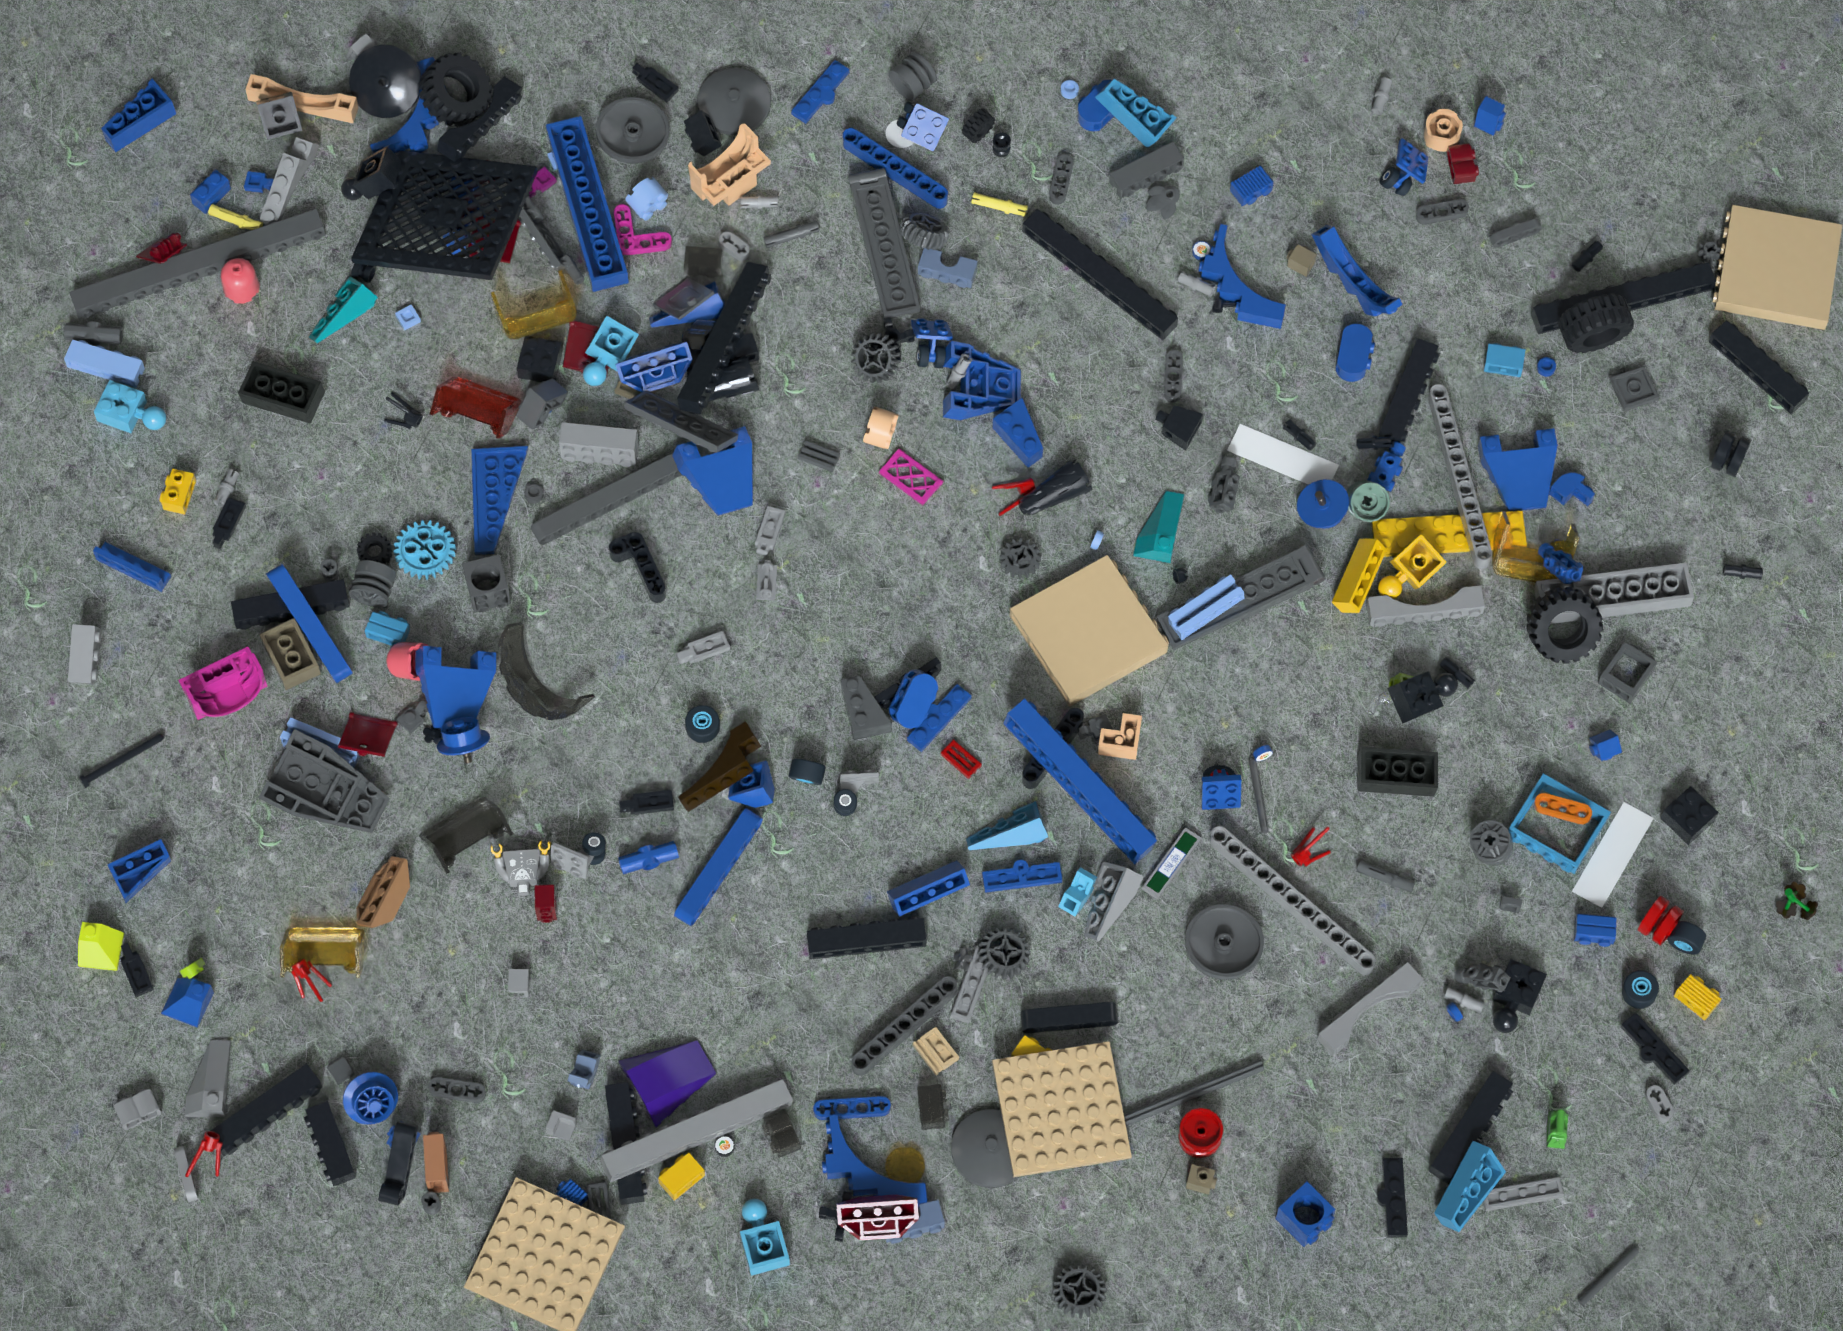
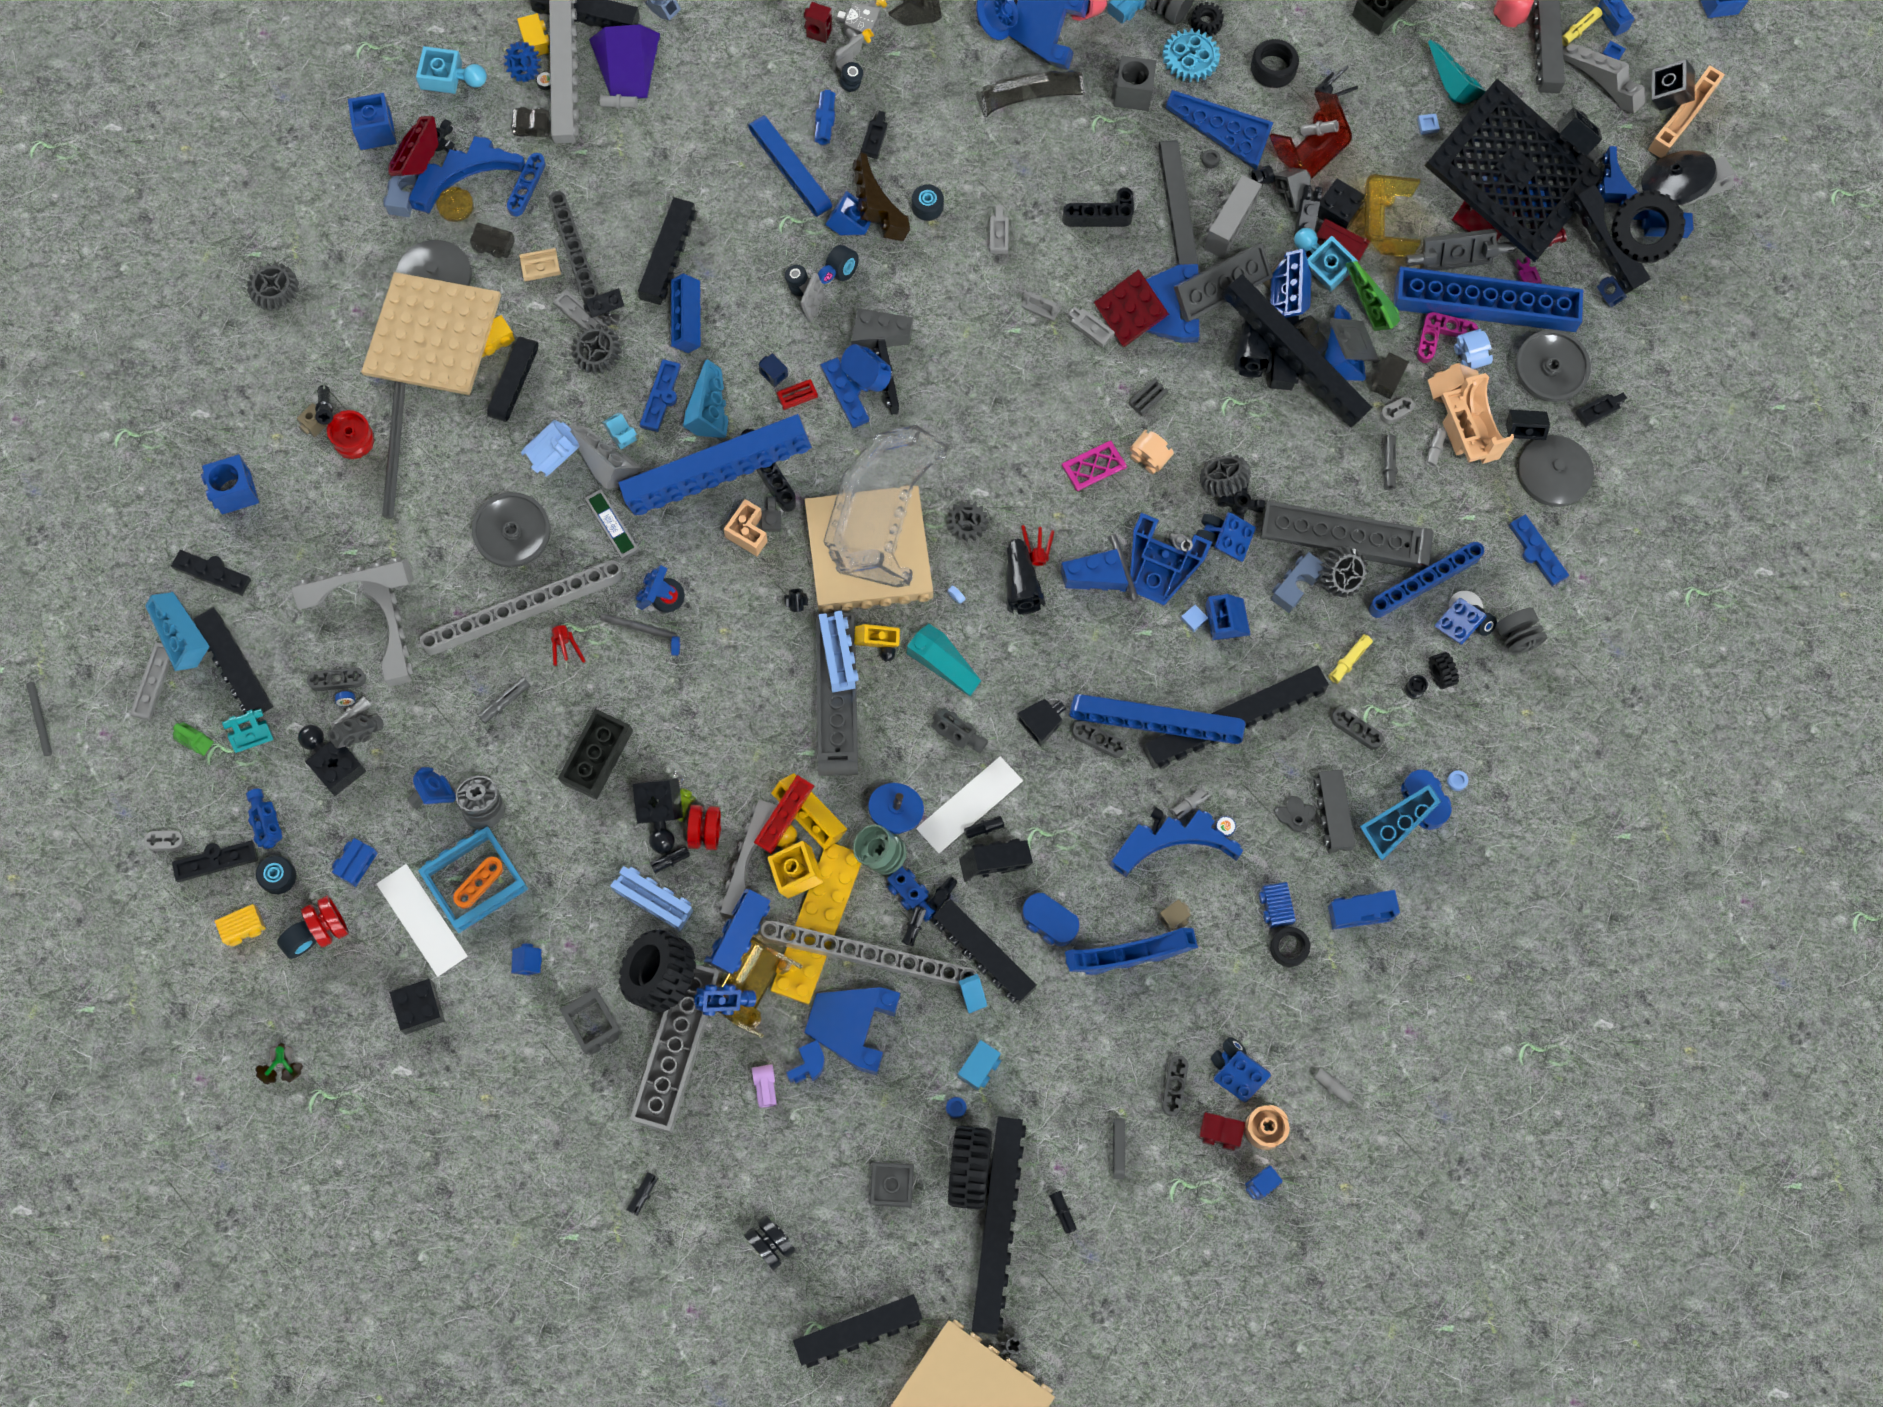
camera: 110 degrees right, 5 degrees up
(398, 453) = (1279, 49): none -> black tyre
(462, 404) = (1320, 128): none -> light grey pin
(535, 102) = (1614, 298): none -> dark blue brick
(536, 438) = (1264, 175): none -> black wheel
(564, 381) = (1308, 208): none -> black hinge
(641, 289) = (1378, 306): none -> bright green wedge
(690, 200) = (1449, 380): none -> light nougat brick
(718, 1061) = (618, 101): none -> light grey pin
(719, 1169) = (522, 61): none -> blue gear
(737, 498) = (1131, 308): none -> dark red plate
(830, 774) = (826, 274): none -> blue tile
(858, 1278) = (372, 121): none -> blue brick
(945, 965) = (604, 303): none -> black hinge
(948, 787) = (773, 370): none -> dark blue brick
(989, 423) = (1131, 588): none -> flat silver bar
(1011, 312) = (1227, 617): none -> blue slope
(1021, 341) = (1194, 618): none -> light blue tile
(1064, 630) = (876, 500): none -> clear windscreen
(1128, 938) = (551, 447): none -> light blue container
(1138, 329) = (1157, 719): none -> blue beam
(1169, 669) = (796, 600): none -> black gear
(1173, 583) = (876, 636): none -> yellow brick
(1190, 1162) = (324, 407): none -> black pin
(1223, 120) = (1364, 910): none -> blue wedge
(1283, 152) = (1290, 931): none -> black tyre
(1326, 413) = (995, 858): none -> black wedge
(1327, 1018) = (390, 574): none -> light grey arch
(1376, 586) = (784, 814): none -> red tile
(1415, 453) = (914, 925): none -> black axle
(1419, 650) = (702, 826): none -> red wheel
(1449, 384) = (973, 993): none -> dark azure tile
(1451, 1041) = (330, 673): none -> dark grey beam
(1497, 892) = (433, 787): none -> blue tile
(1499, 579) = (738, 932): none -> blue wedge
(1499, 671) = (652, 898): none -> light blue brick
(1527, 1078) = (248, 736): none -> teal plate
(1599, 1023) = (266, 823): none -> blue brick
(1603, 518) = (764, 1081): none -> lavender piece

